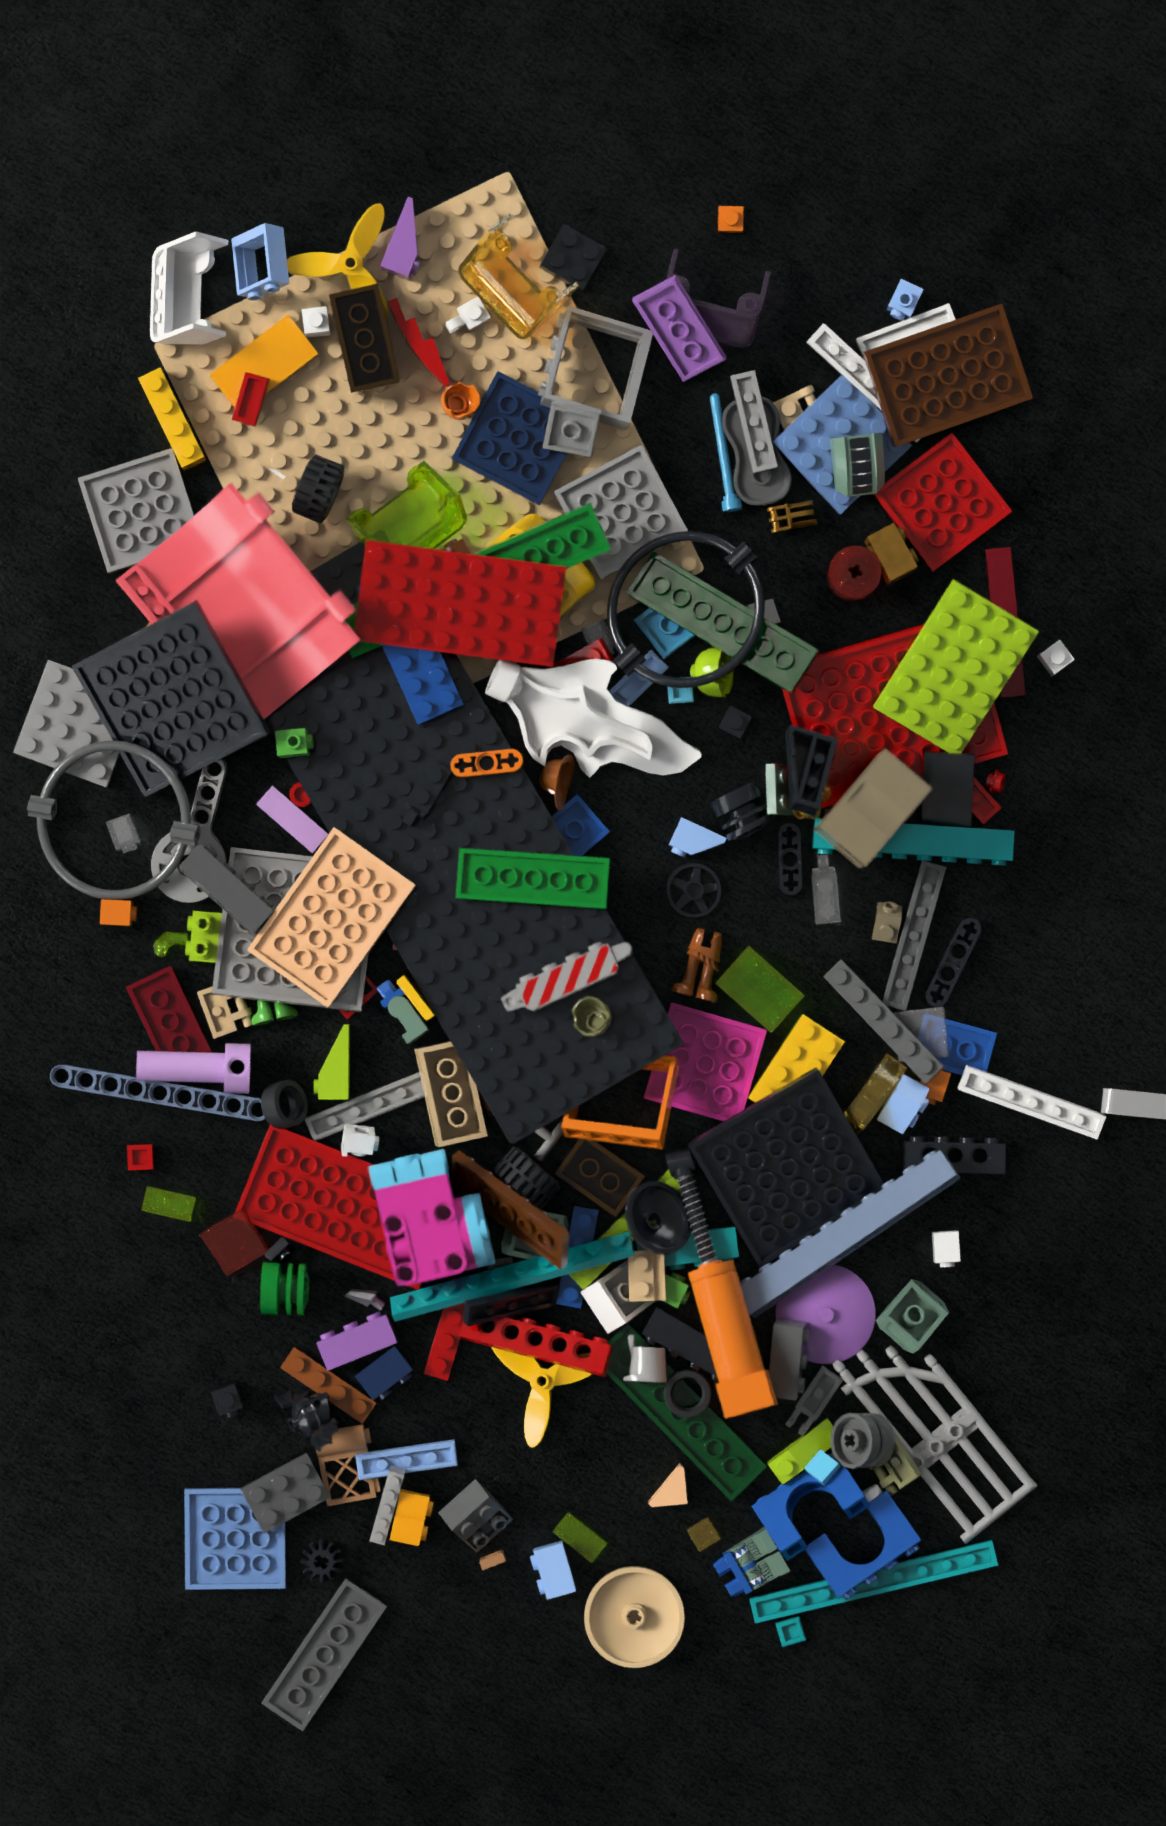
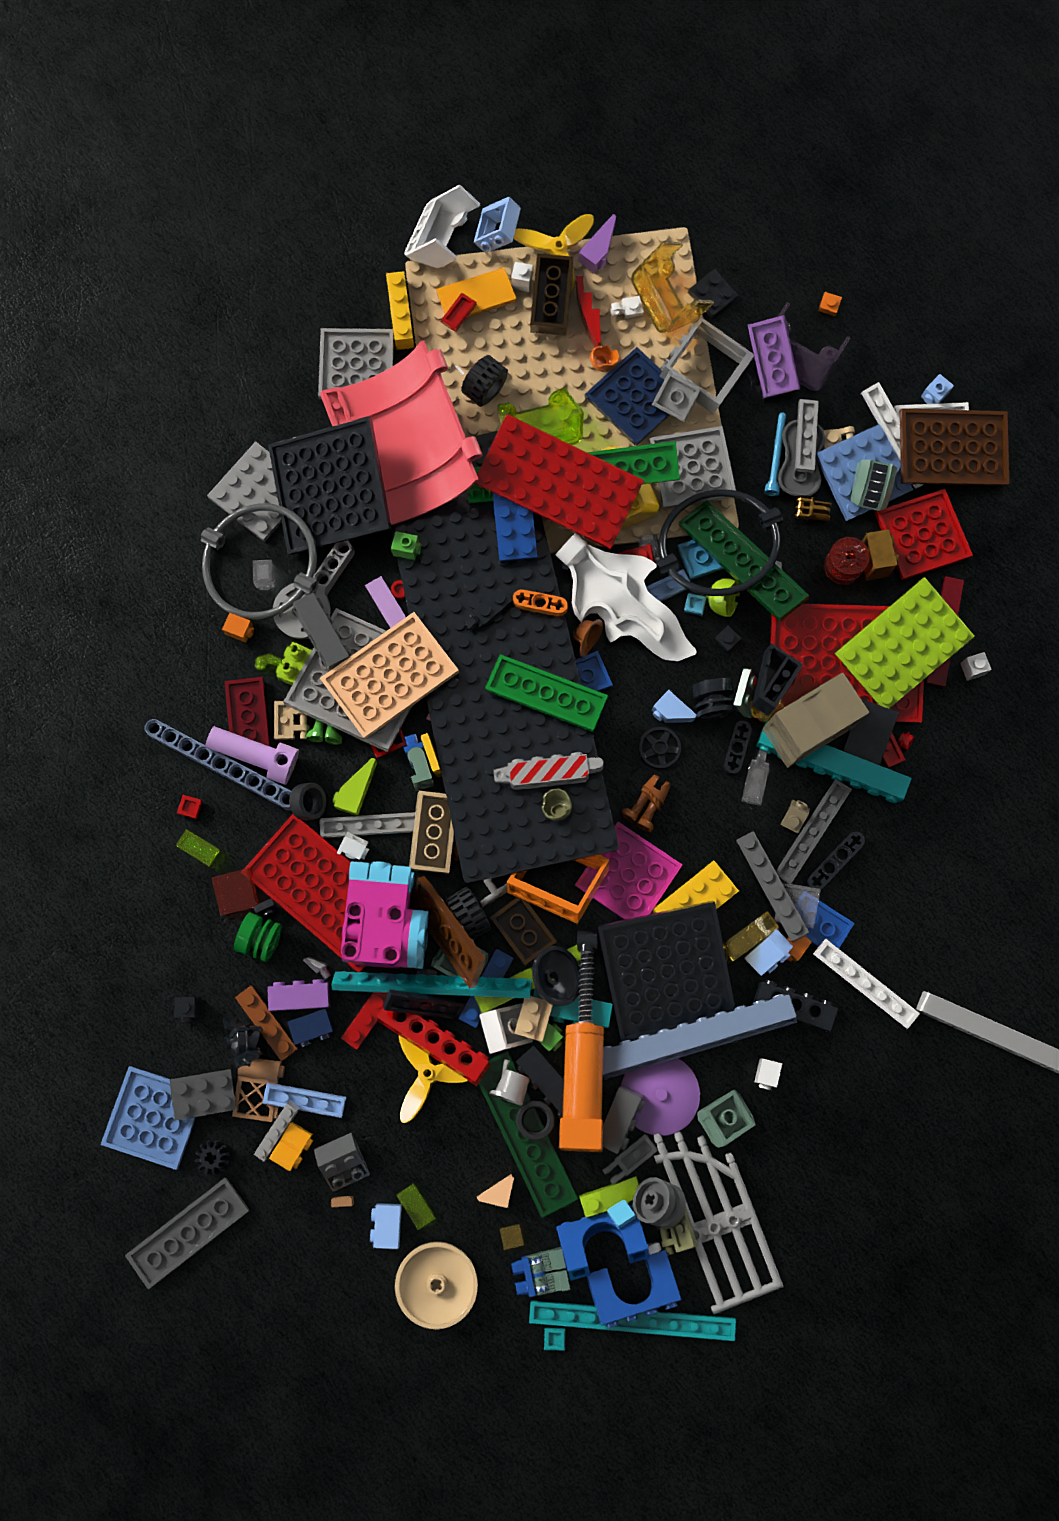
camera: 15 degrees right, 10 degrees down
(759, 989) = (686, 832): clear neon green brick -> none

